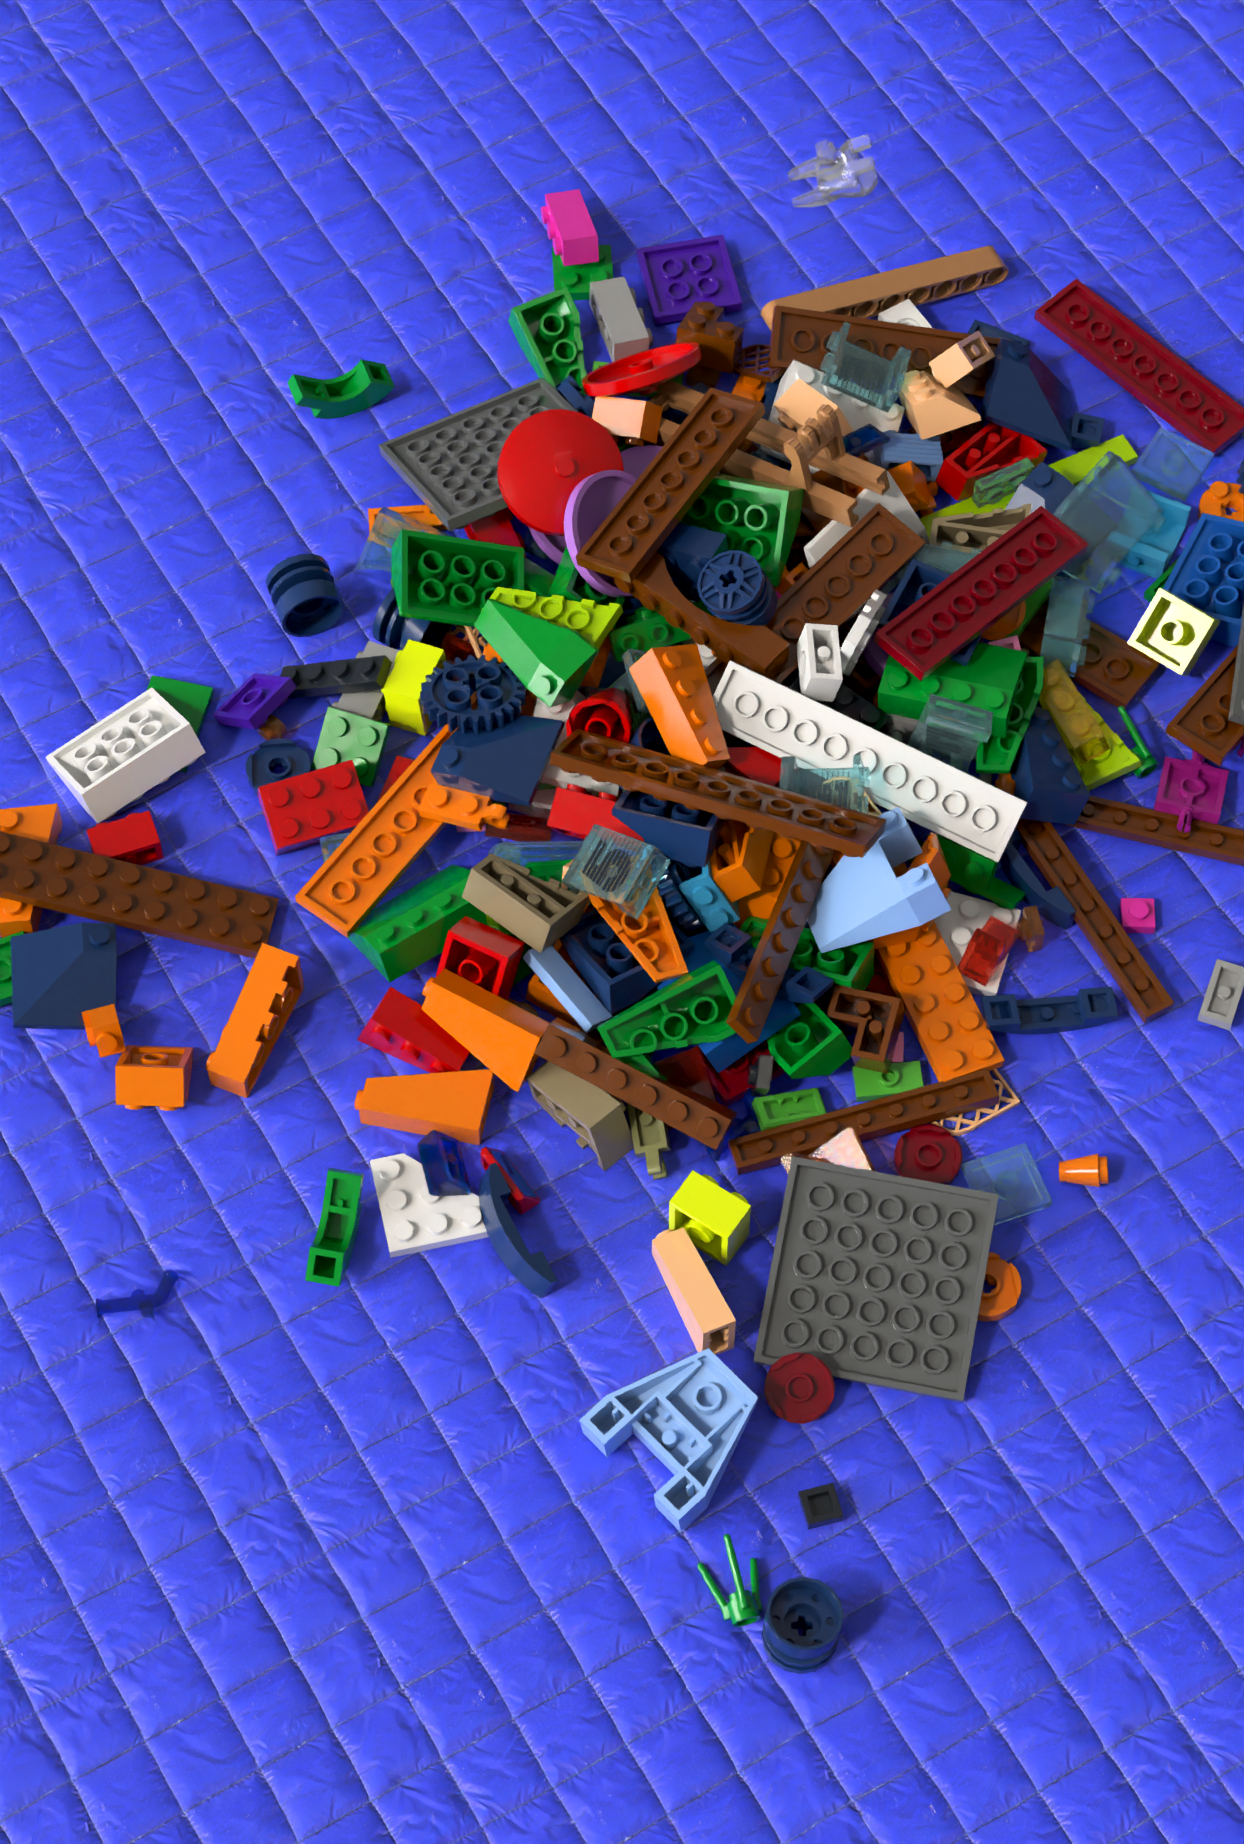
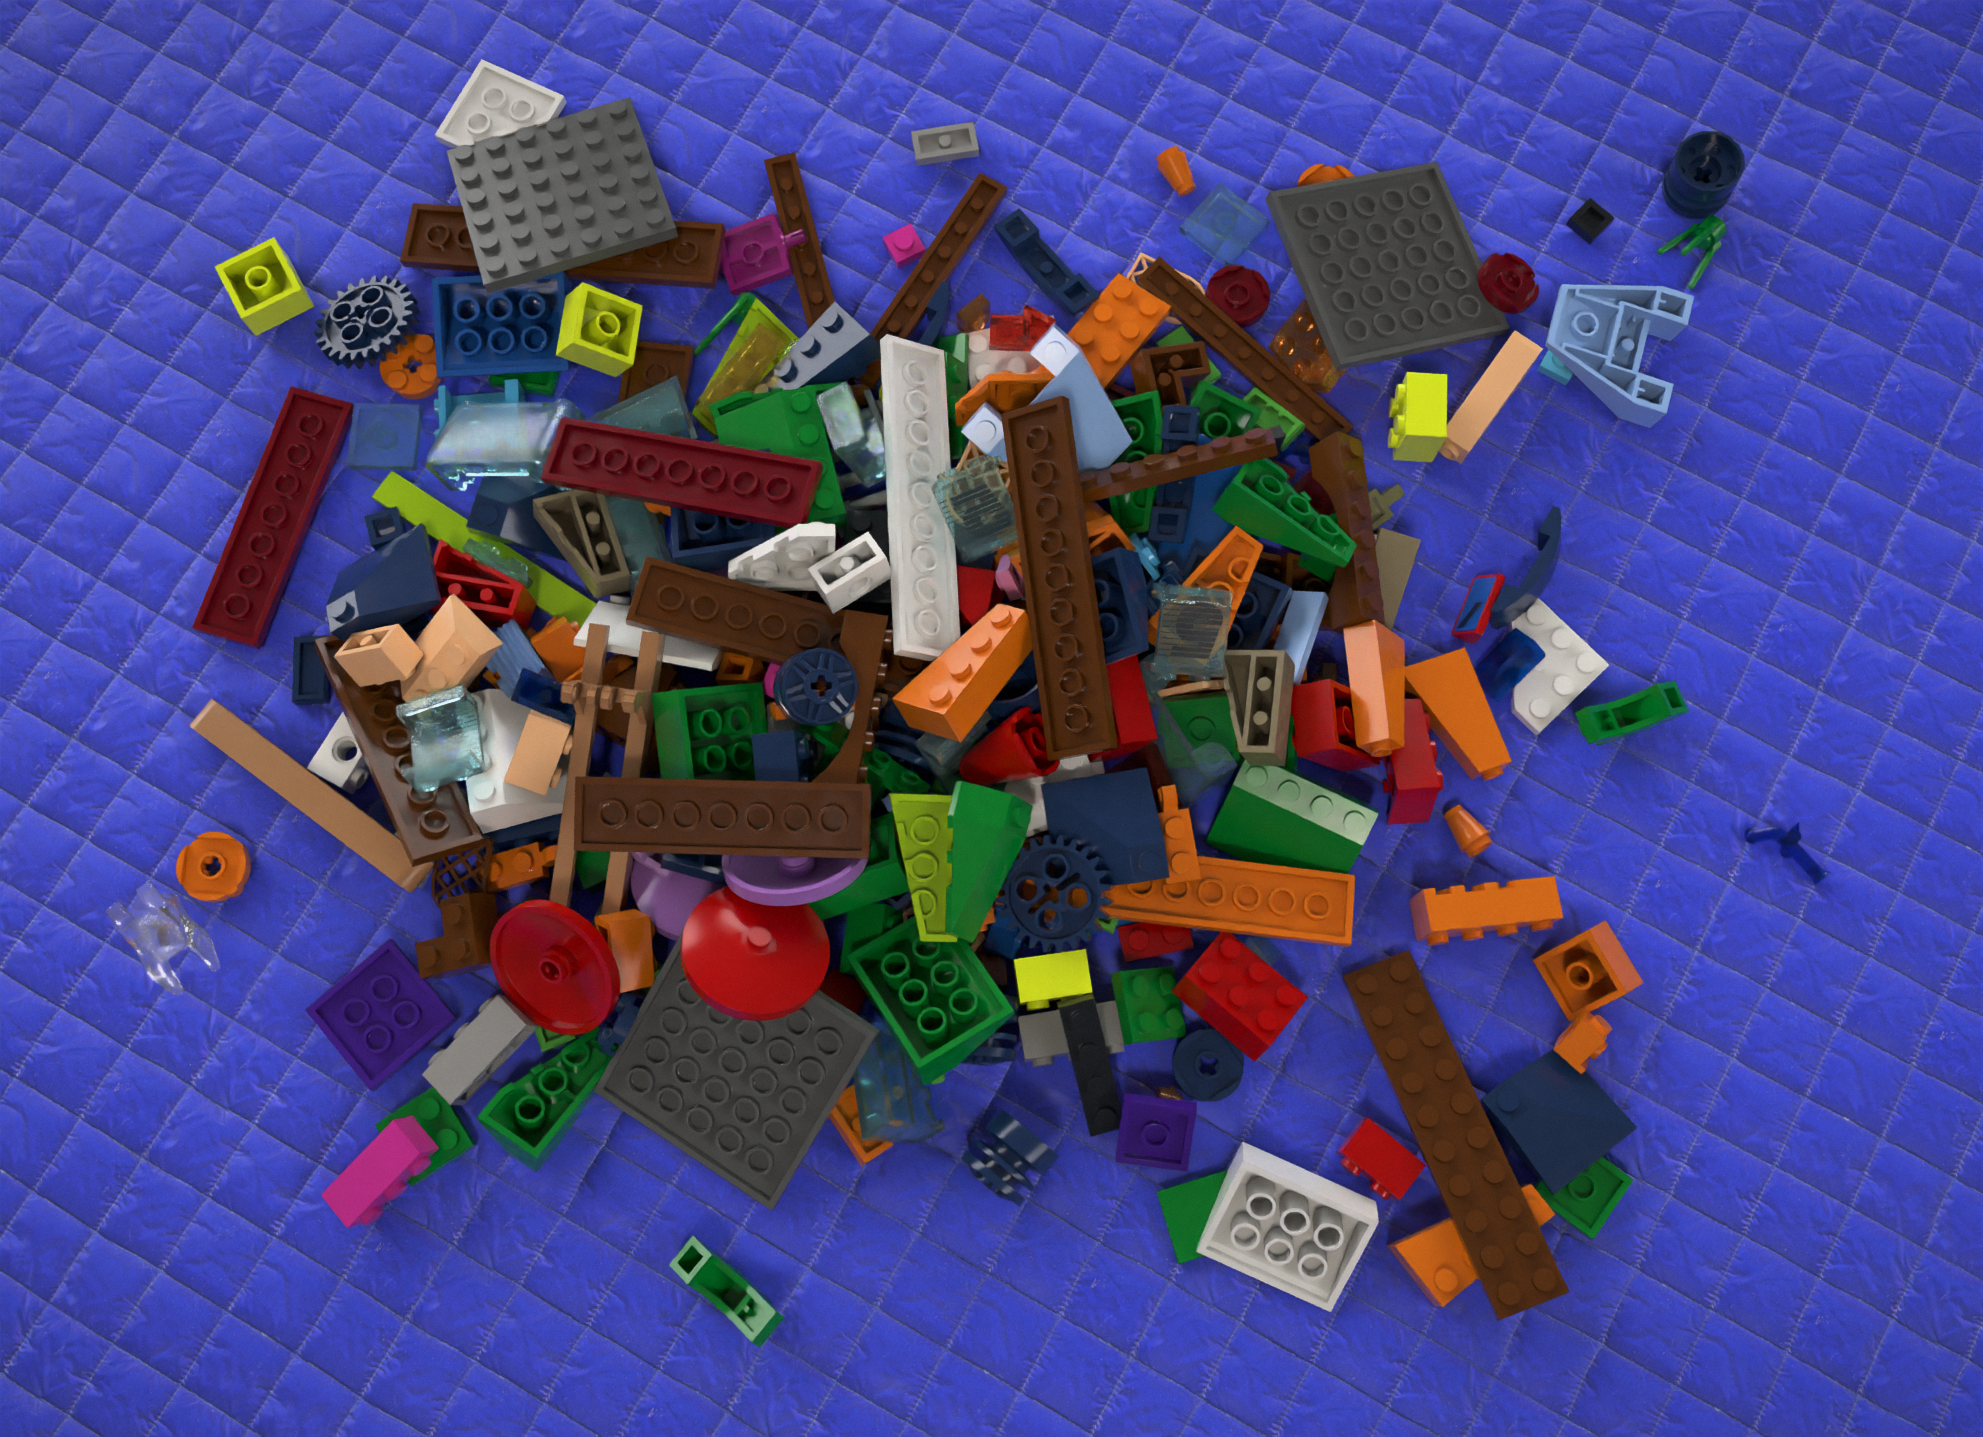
camera: 120 degrees left, 15 degrees up
(326, 1054) = (1467, 831): none -> orange cone
(871, 239) = (228, 881): none -> orange plate

